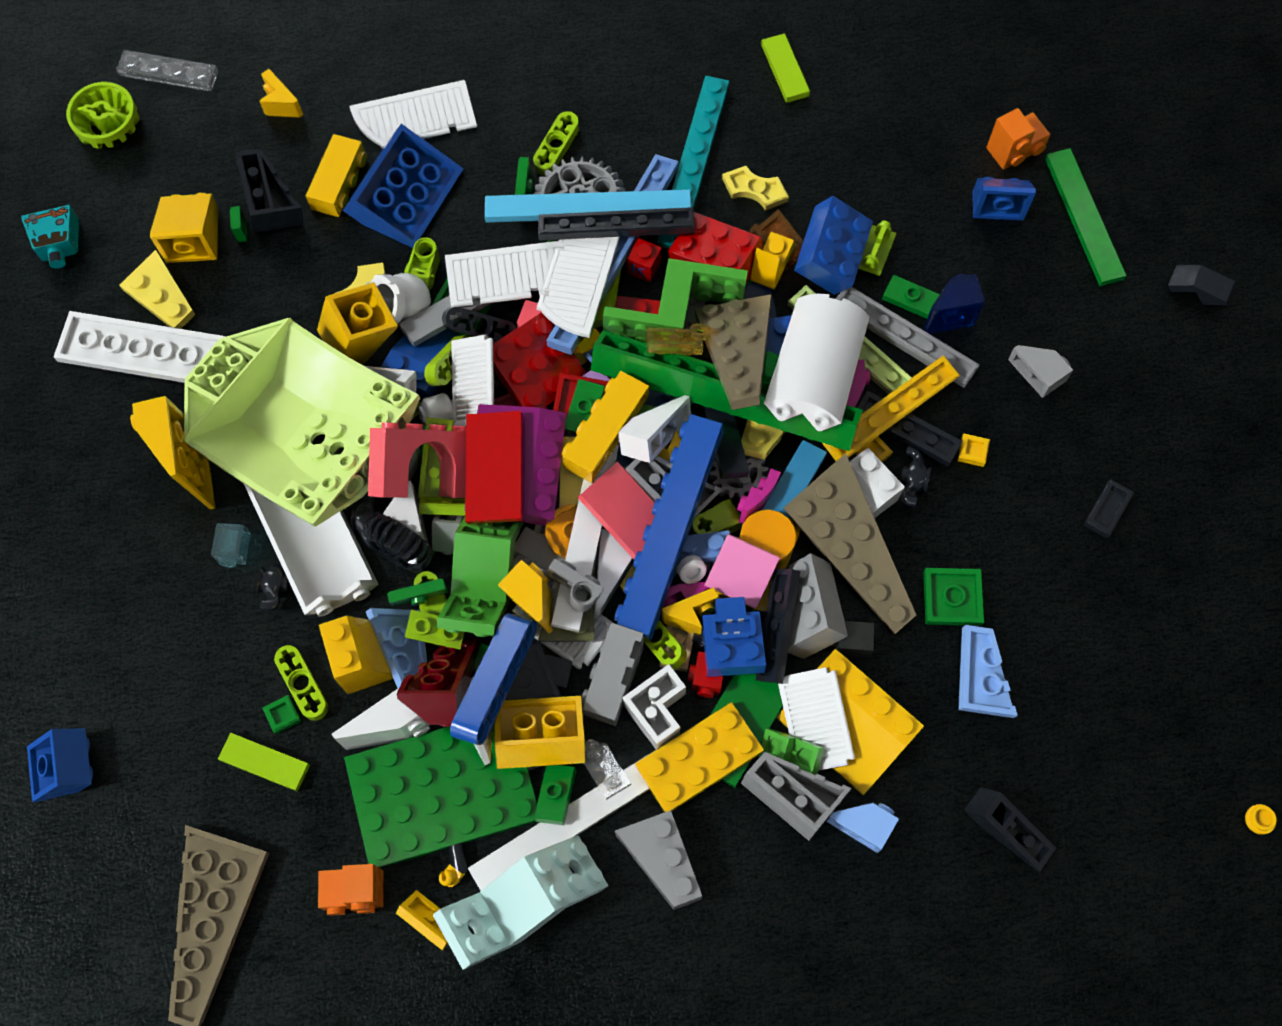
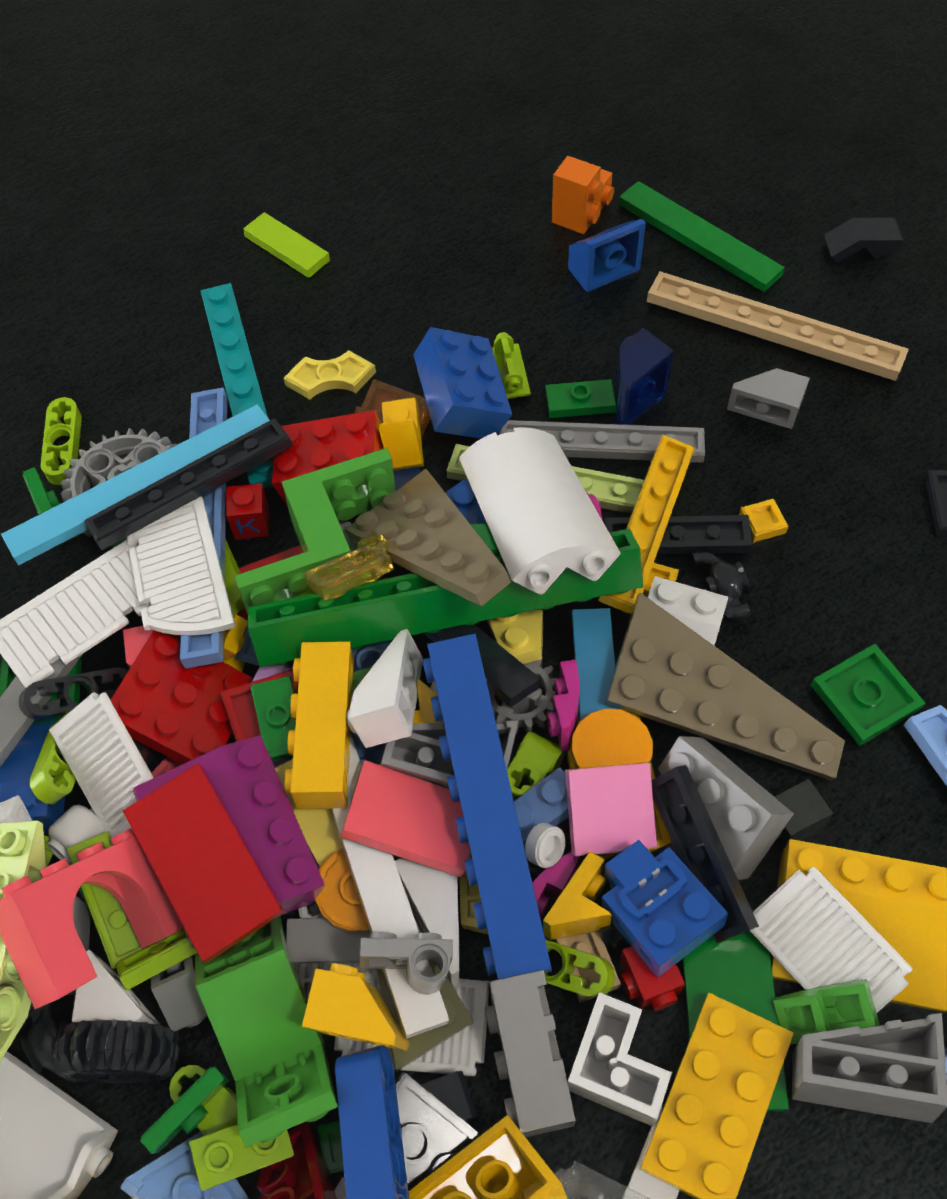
camera: 30 degrees left, 10 degrees down
(1086, 317) = (778, 325): none -> tan plate

